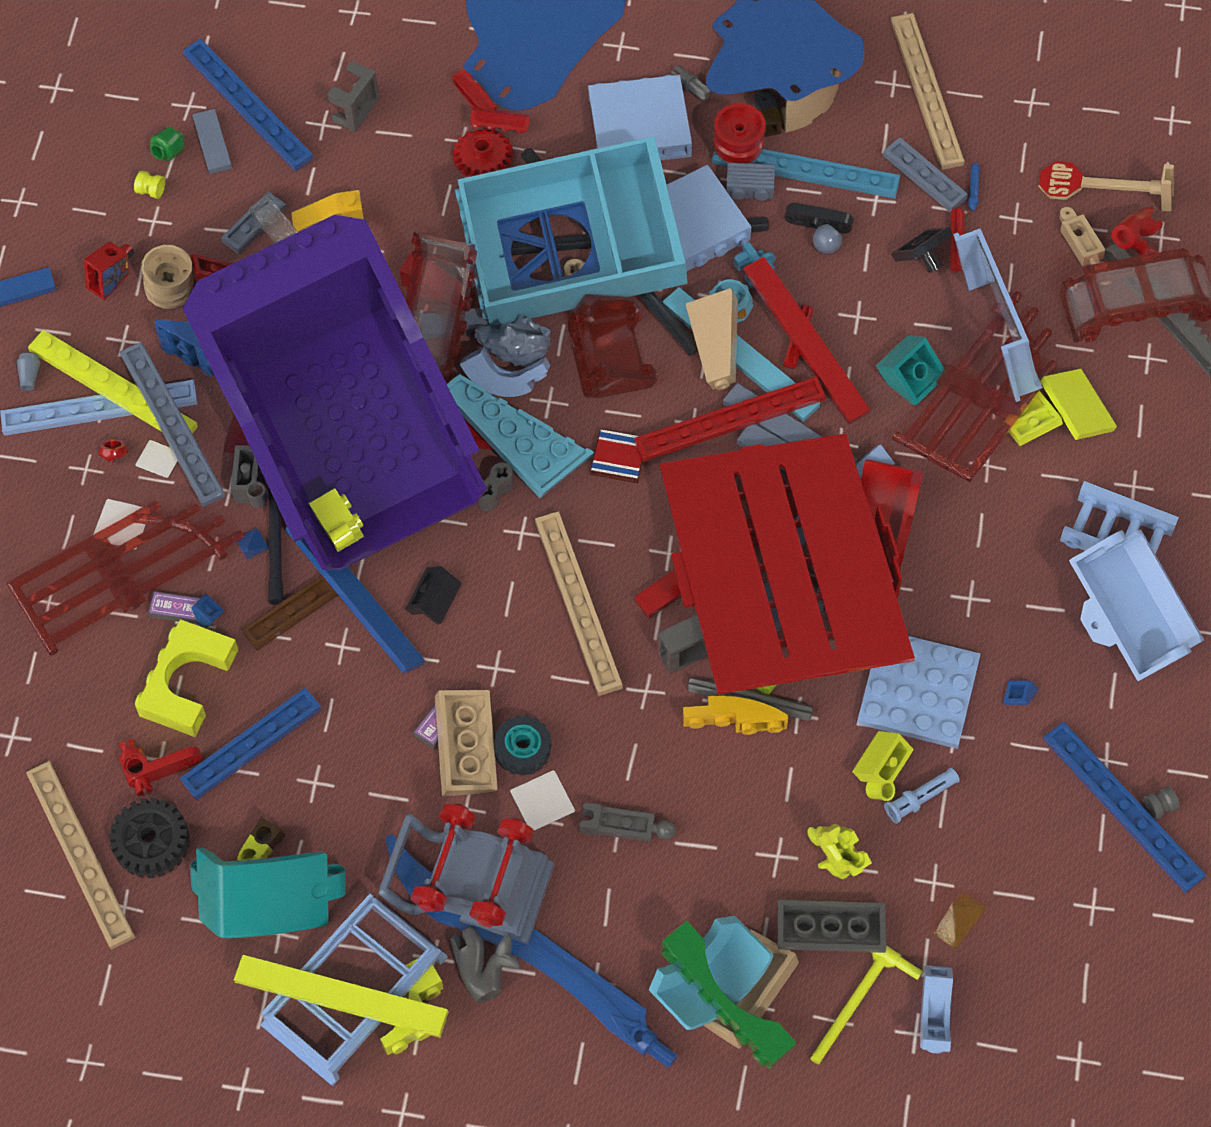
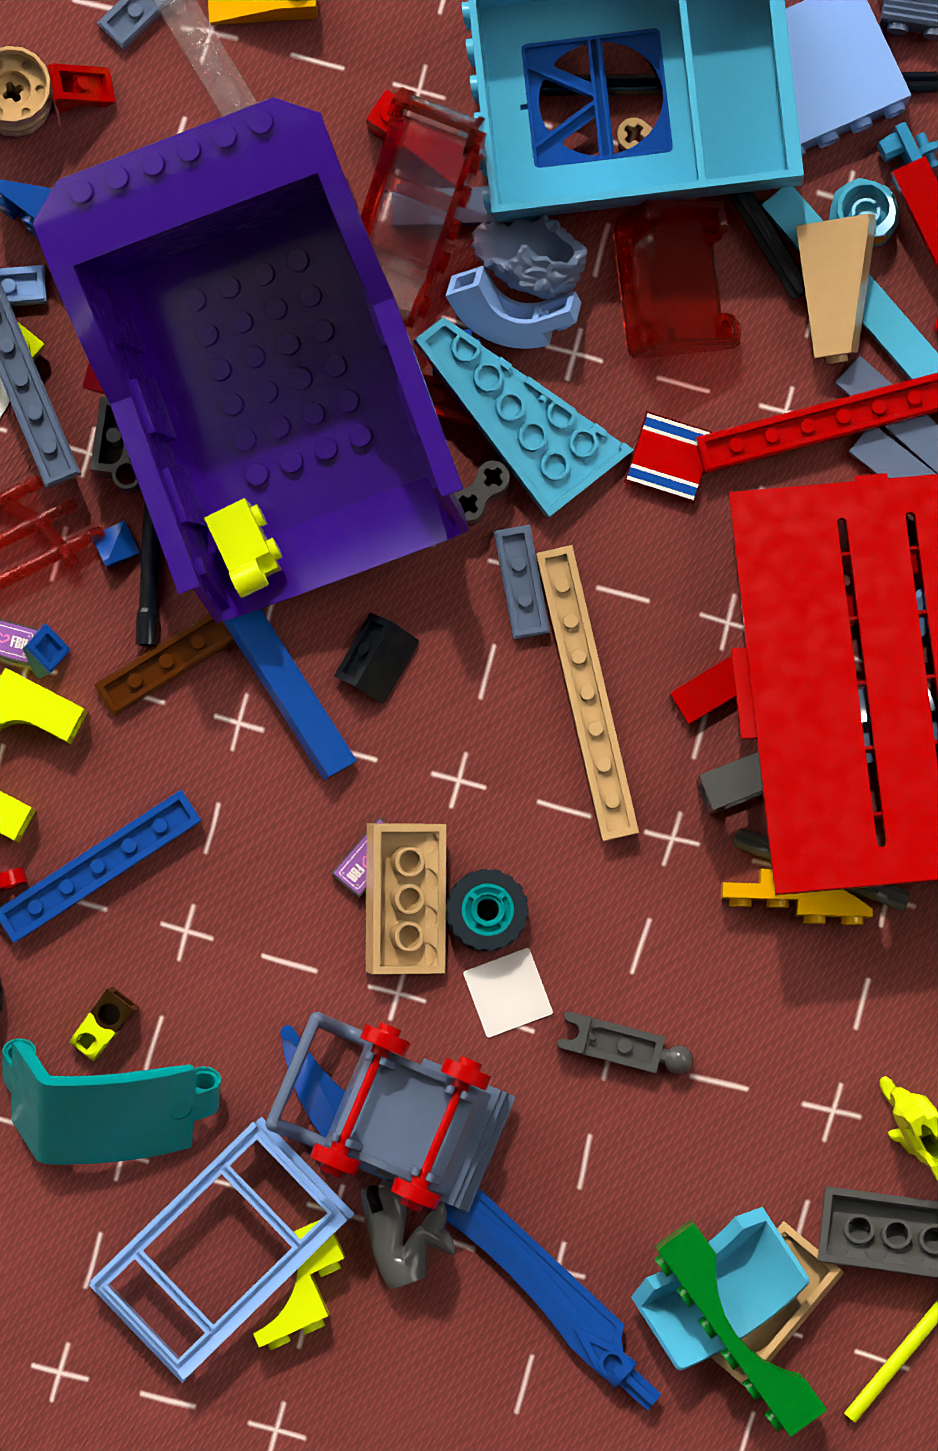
camera: 10 degrees right, 20 degrees up
(341, 996) = (202, 1272): neon yellow tile -> none
(527, 540) = (521, 582): none -> sand blue tile

